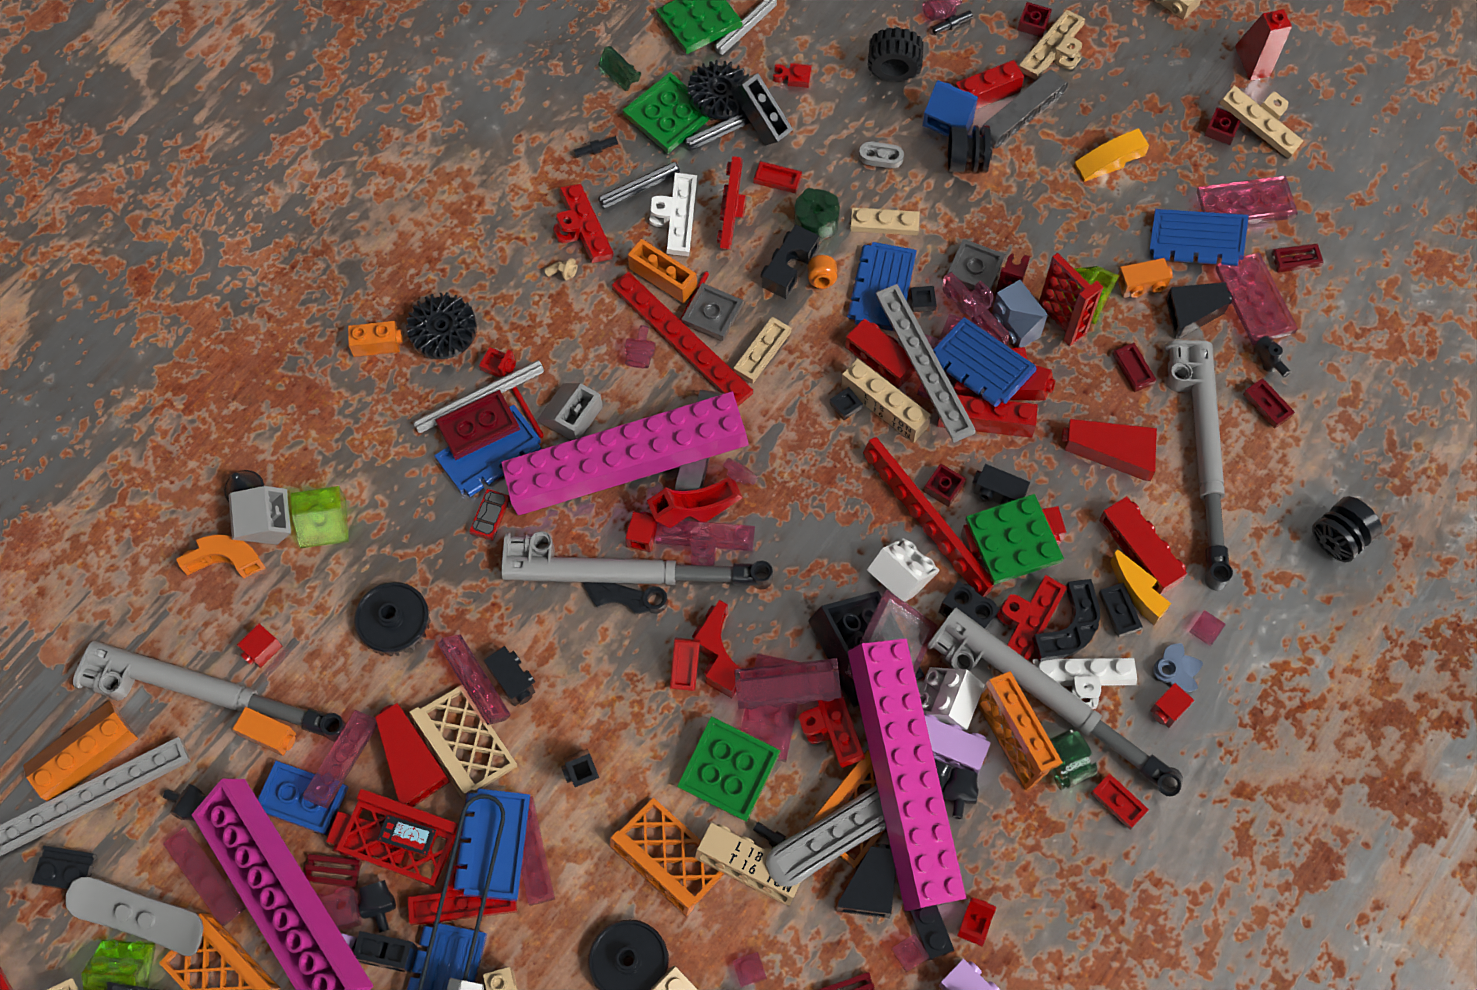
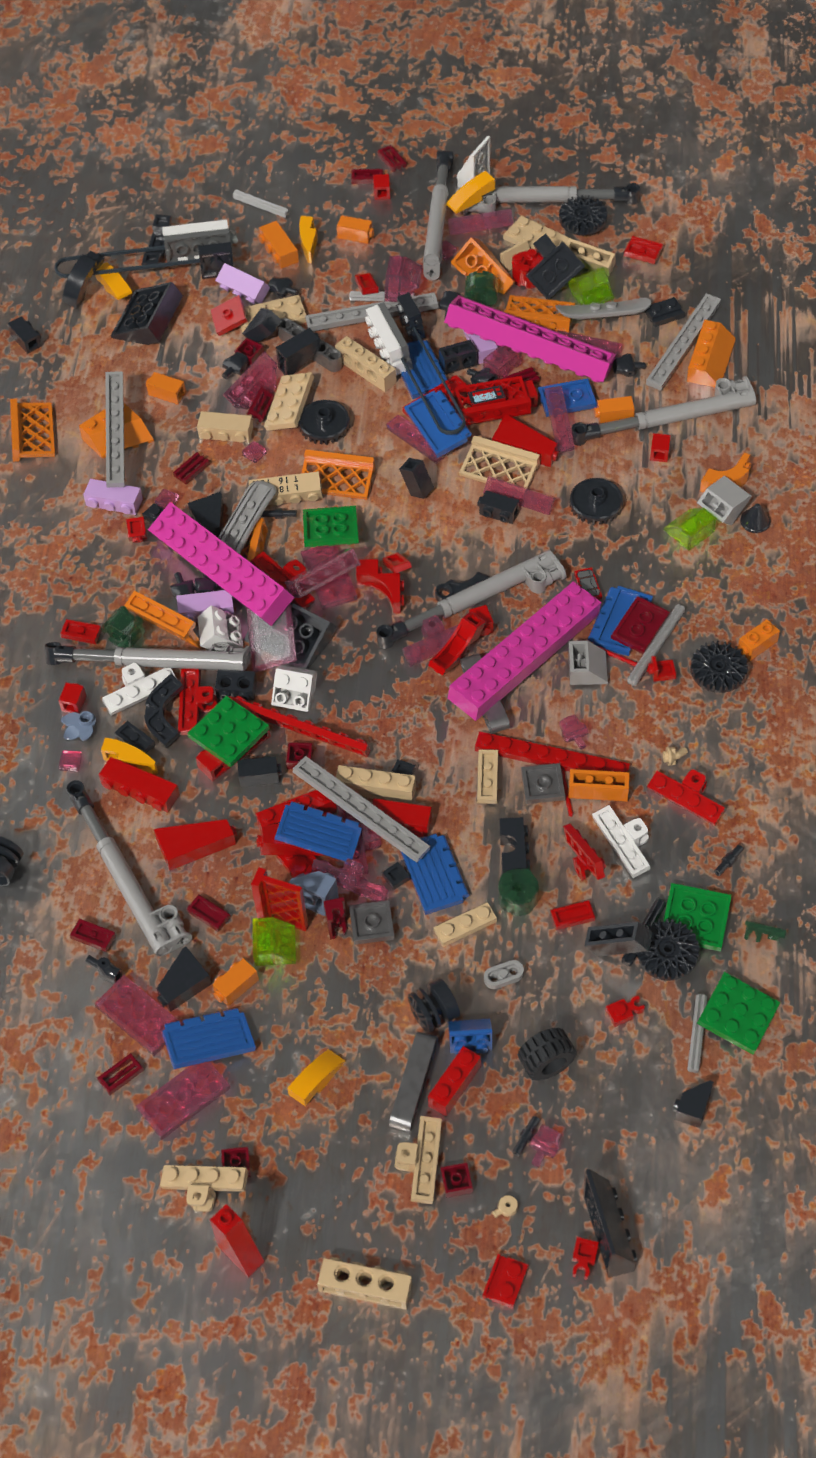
camera: 150 degrees right, 10 degrees down
(638, 185) = (671, 849): axle -> none
(739, 472) = (440, 680): clear pink plate -> none
(822, 271) = (484, 853): orange head -> none

